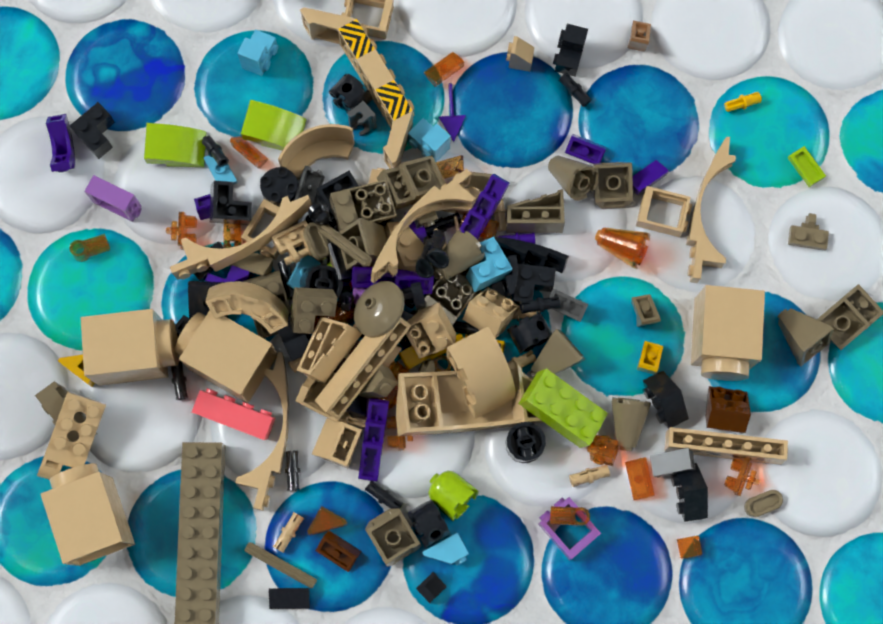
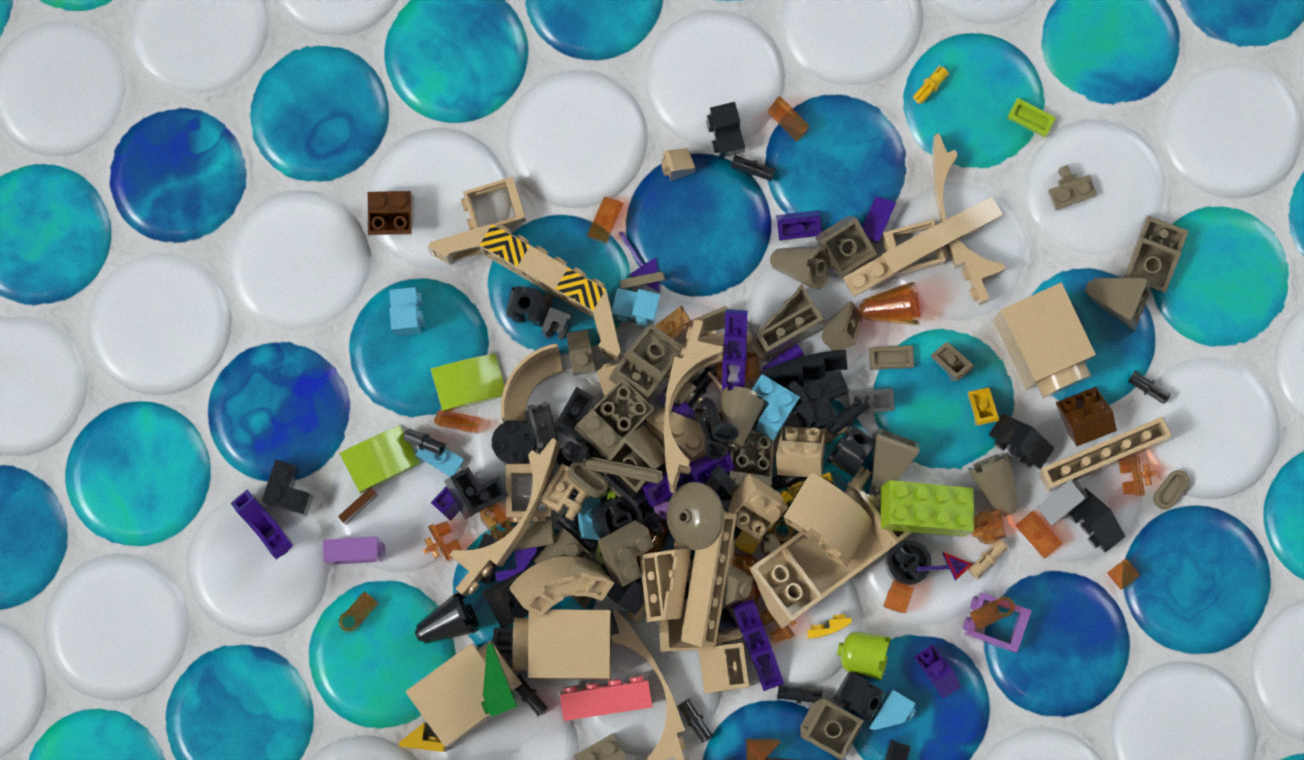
camera: 25 degrees left, 5 degrees up
(138, 170) = (357, 506): none -> reddish brown tile
(148, 352) = (496, 689): none -> green slope
(152, 289) = (448, 621): none -> black cone
(368, 152) = (580, 352): none -> dark tan slope
(443, 458) = (837, 623): none -> yellow slope
(446, 124) = (642, 280): none -> dark tan tile
(501, 540) = (937, 671): none -> dark purple slope
(502, 465) = (898, 597): none -> clear orange panel
(561, 465) = (956, 565): none -> piece
(575, 239) = (842, 328): none -> dark tan slope
(600, 283) = (891, 357): none -> dark tan tile
(622, 69) = (788, 119): none -> clear orange slope
(639, 36) = (786, 71): medium nougat slope -> none
(642, 209) = (912, 250): none -> tan slope
(788, 414) = (1149, 387): none -> black axle

